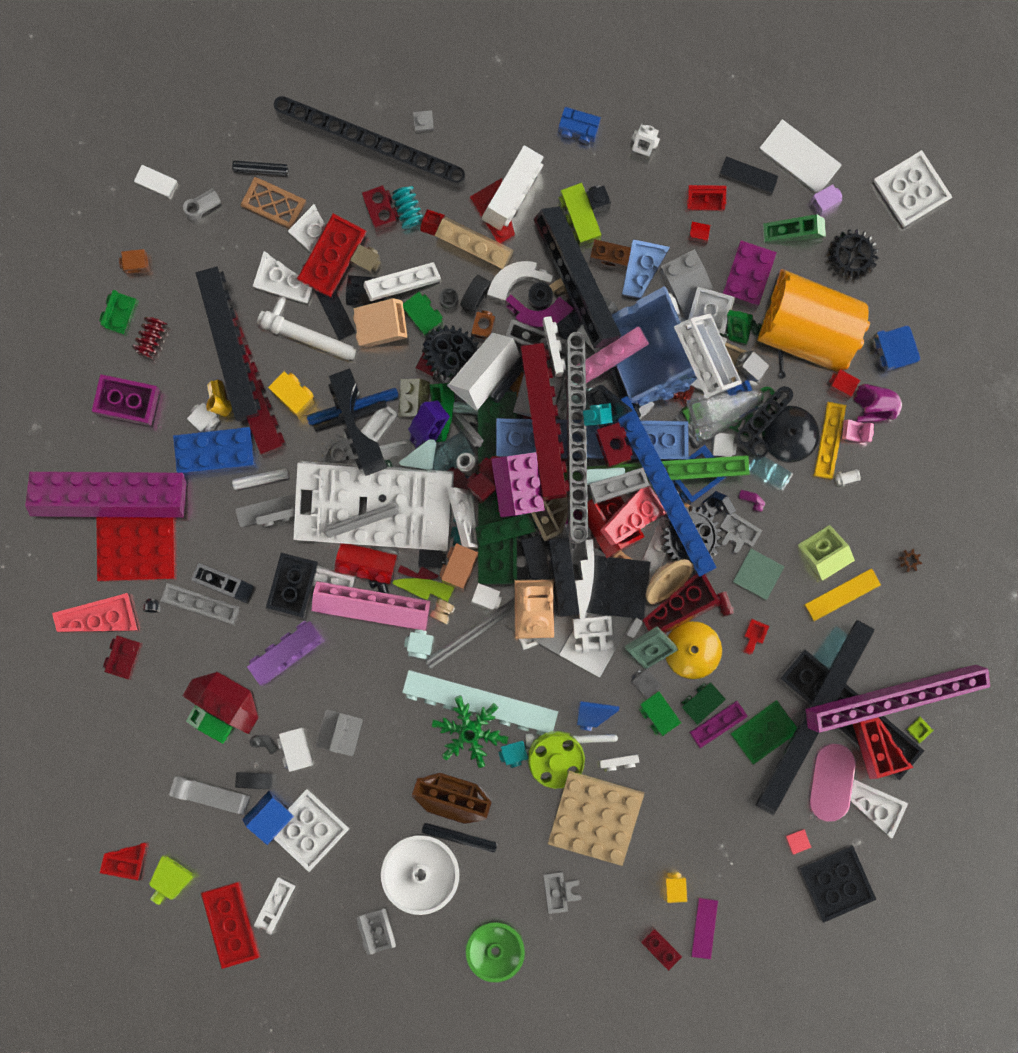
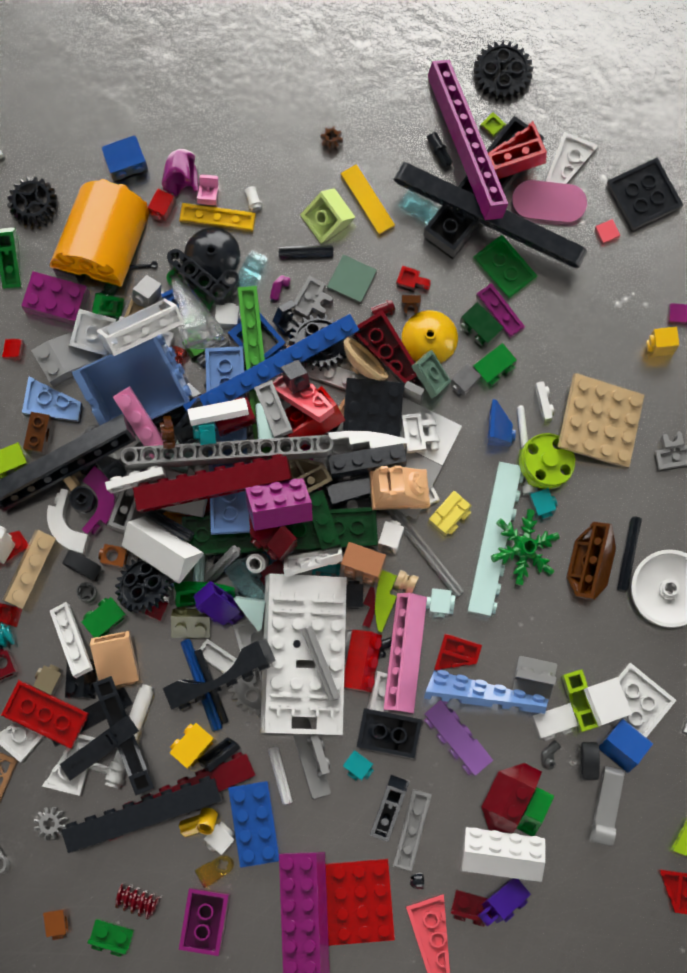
camera: 85 degrees left, 5 degrees down
(124, 687) = (504, 902): none -> dark purple brick
(168, 689) = (503, 854): none -> white brick
(172, 410) = (211, 871): none -> clear yellow piece
(235, 254) = (47, 817): none -> light grey gear
(263, 554) = (358, 766): none -> teal brick
(283, 420) = (218, 754): none -> black tile
(295, 305) = (99, 747): none -> black piece
(304, 329) = (129, 749): none -> black arch
(309, 802) = (607, 701): none -> white tile
(313, 776) = (574, 687): none -> lime arch
(325, 676) = (480, 693): none -> medium blue wing
(369, 658) = (457, 652): none -> red wing
(508, 659) = (450, 513): none -> light yellow brick
(598, 379) = (167, 433): none -> reddish brown hinge
(615, 428) = (218, 412): none -> white tile
(652, 509) = (295, 376): none -> brick
(730, 632) = (411, 301): none -> reddish brown tile
(789, 529) = (306, 251): none -> black axle
(893, 672) = (439, 149): none -> black axle
(967, 756) = (491, 59): none -> black gear

